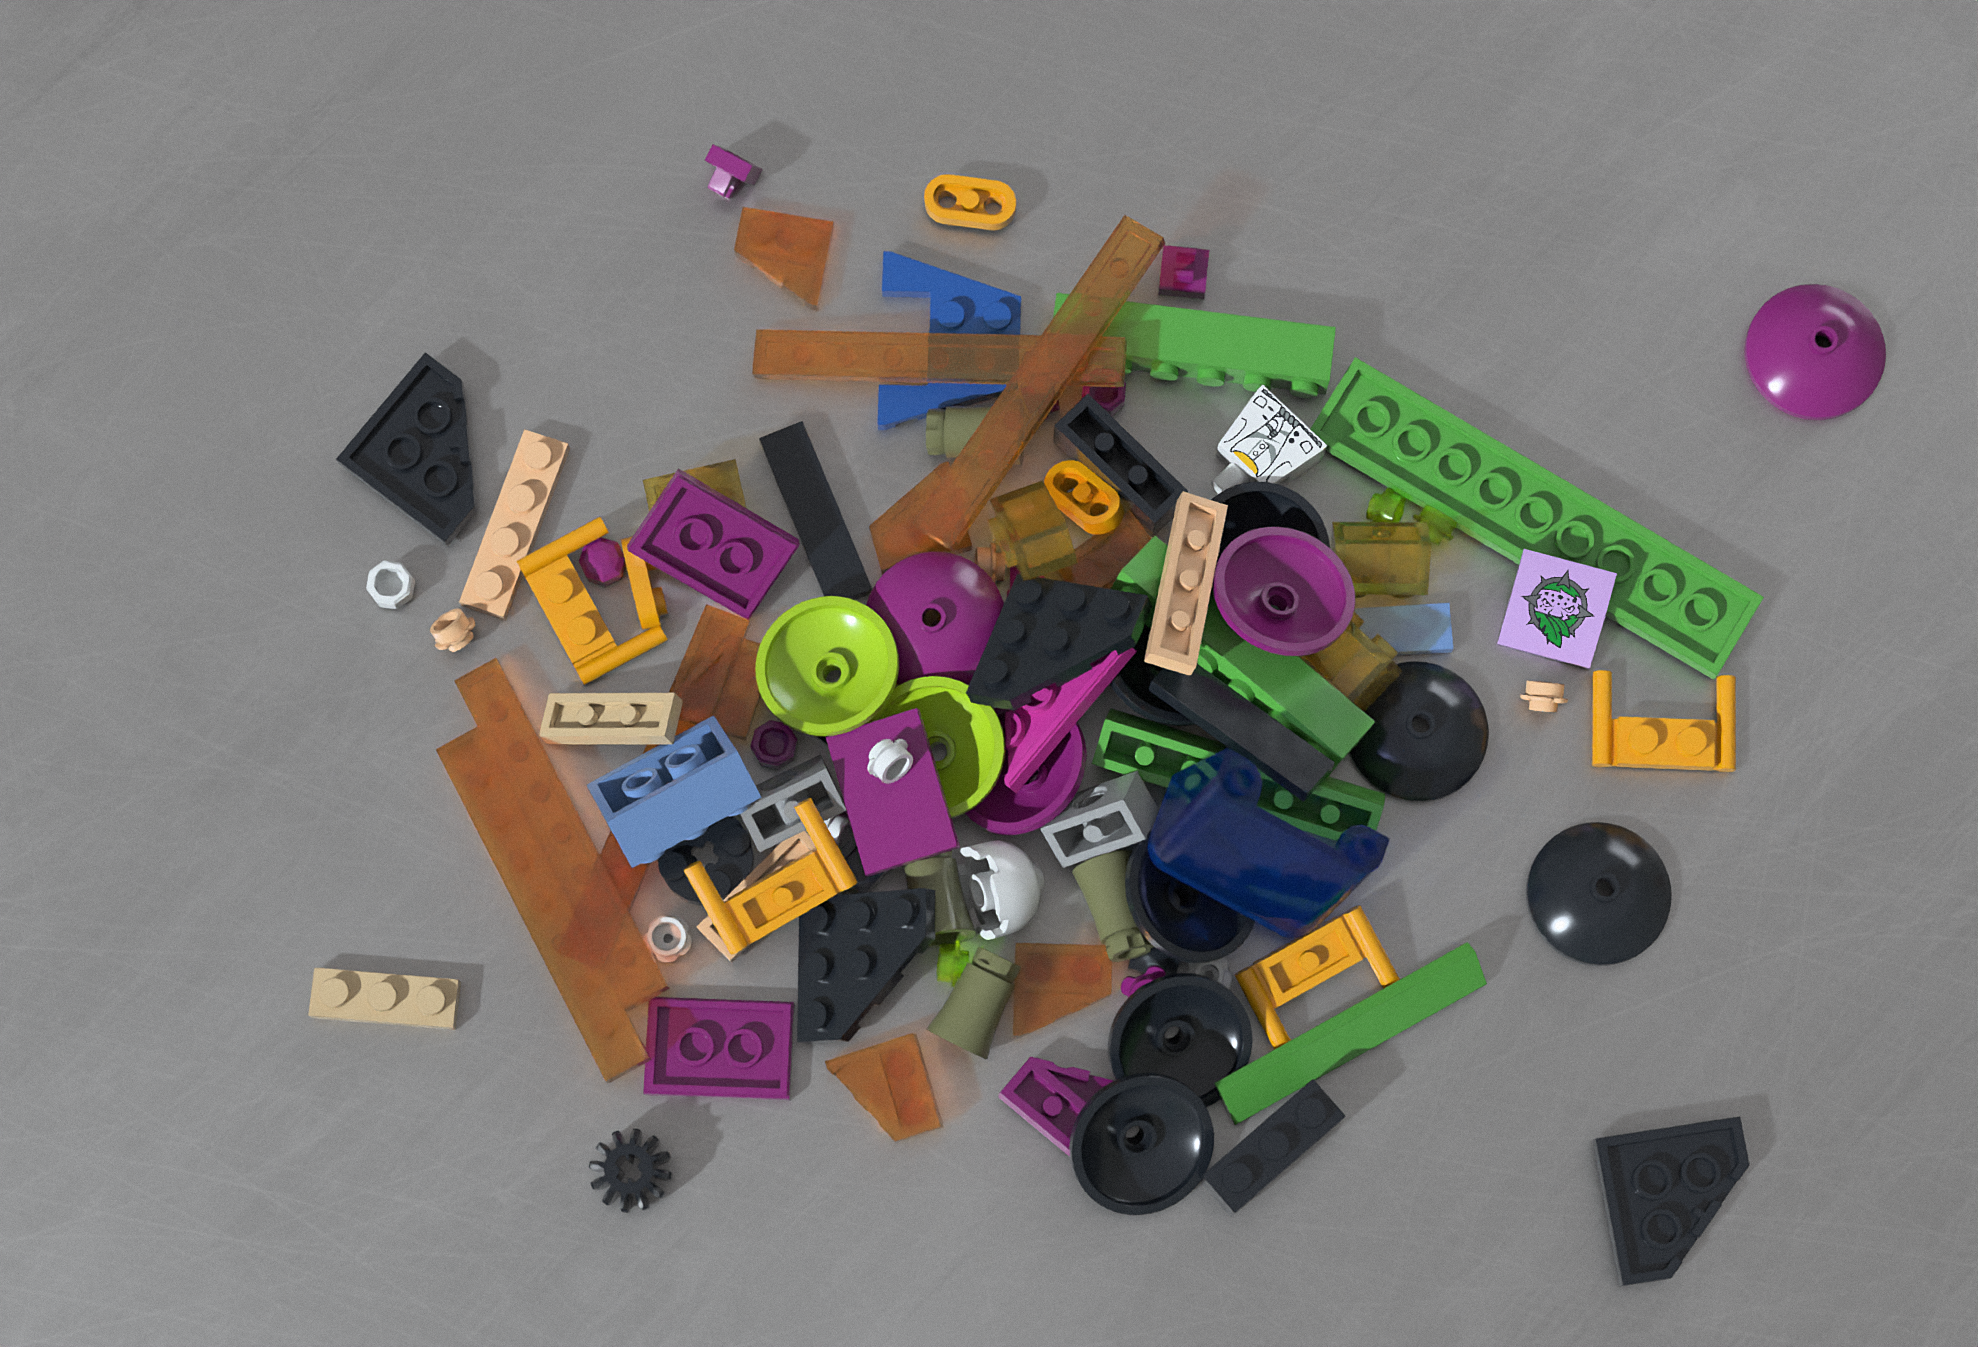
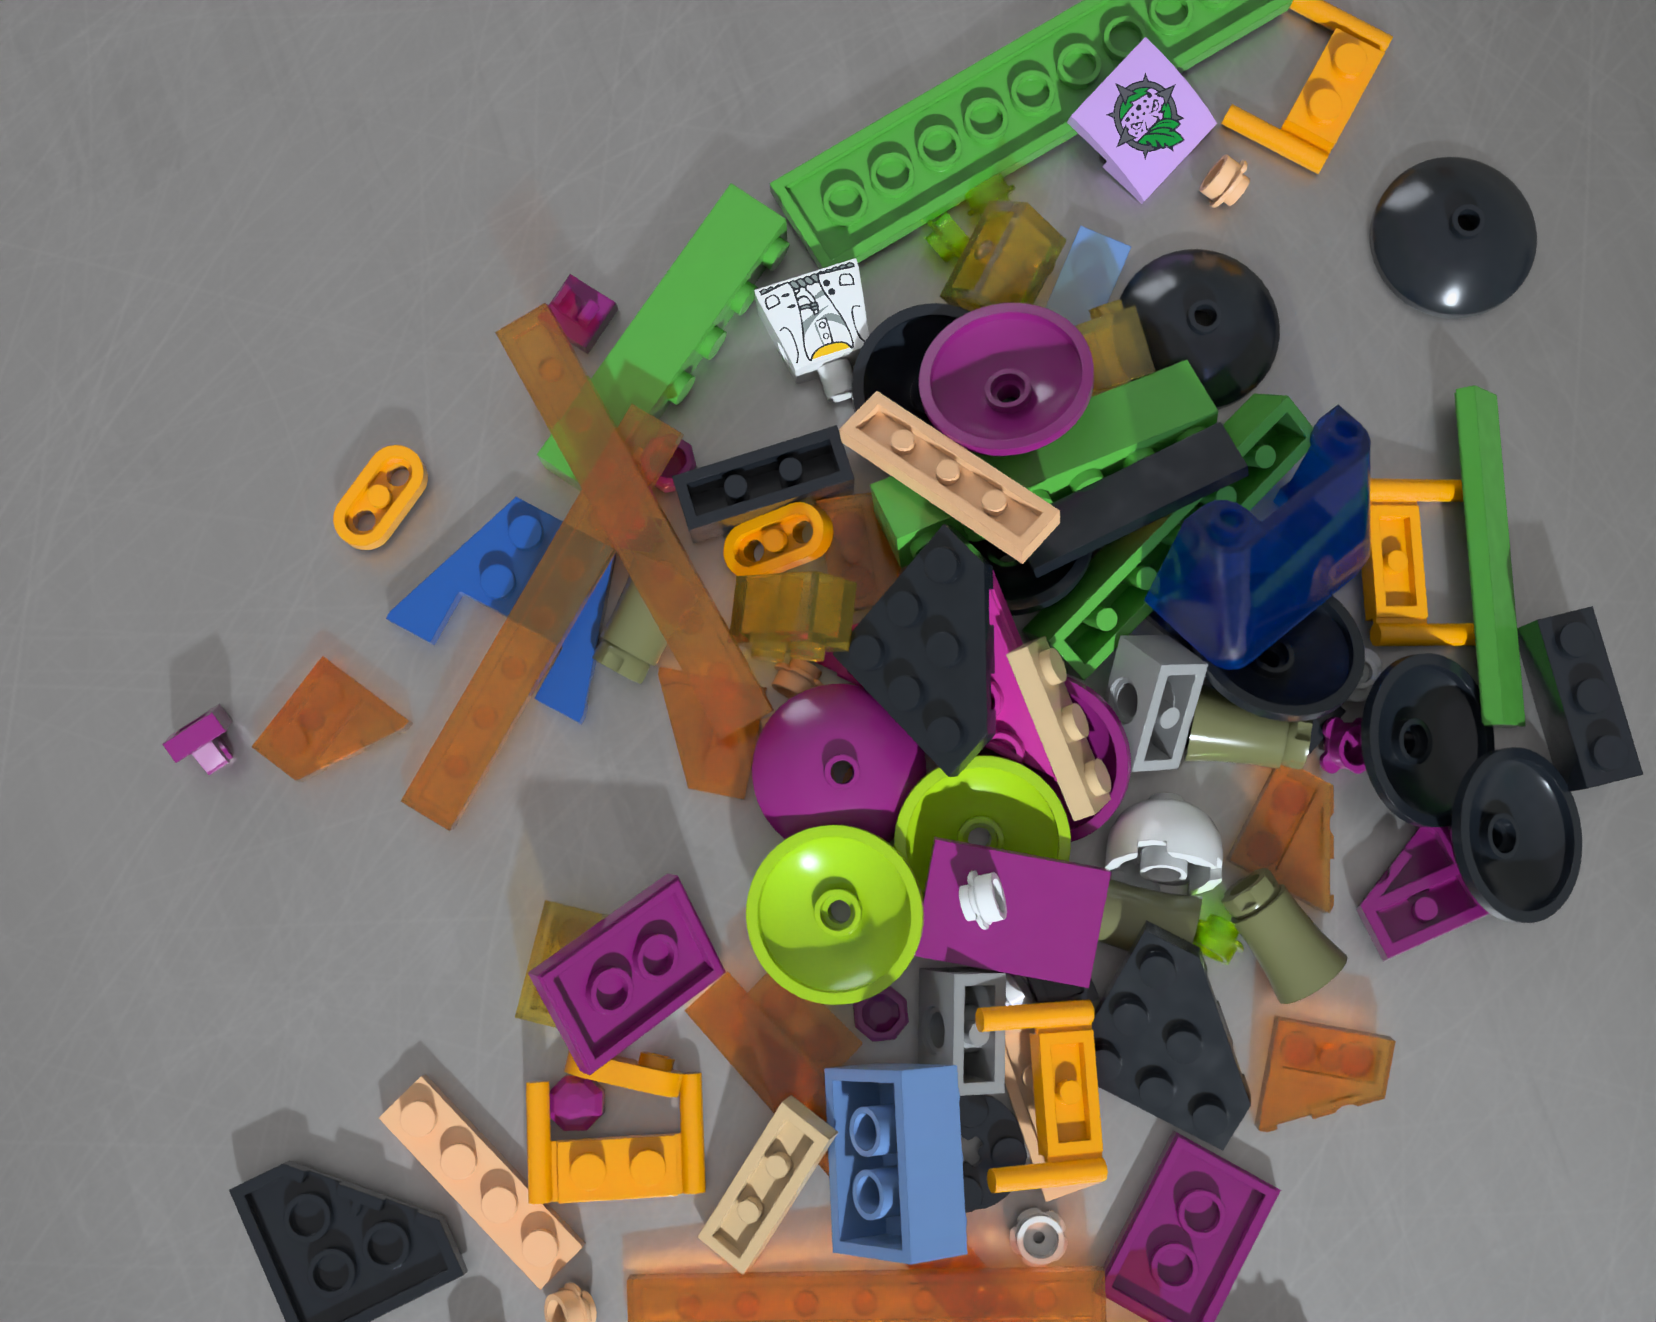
camera: 65 degrees left, 5 degrees up
(815, 513) = (643, 839): black tile -> none
(1042, 754) = (1060, 727): none -> tan plate

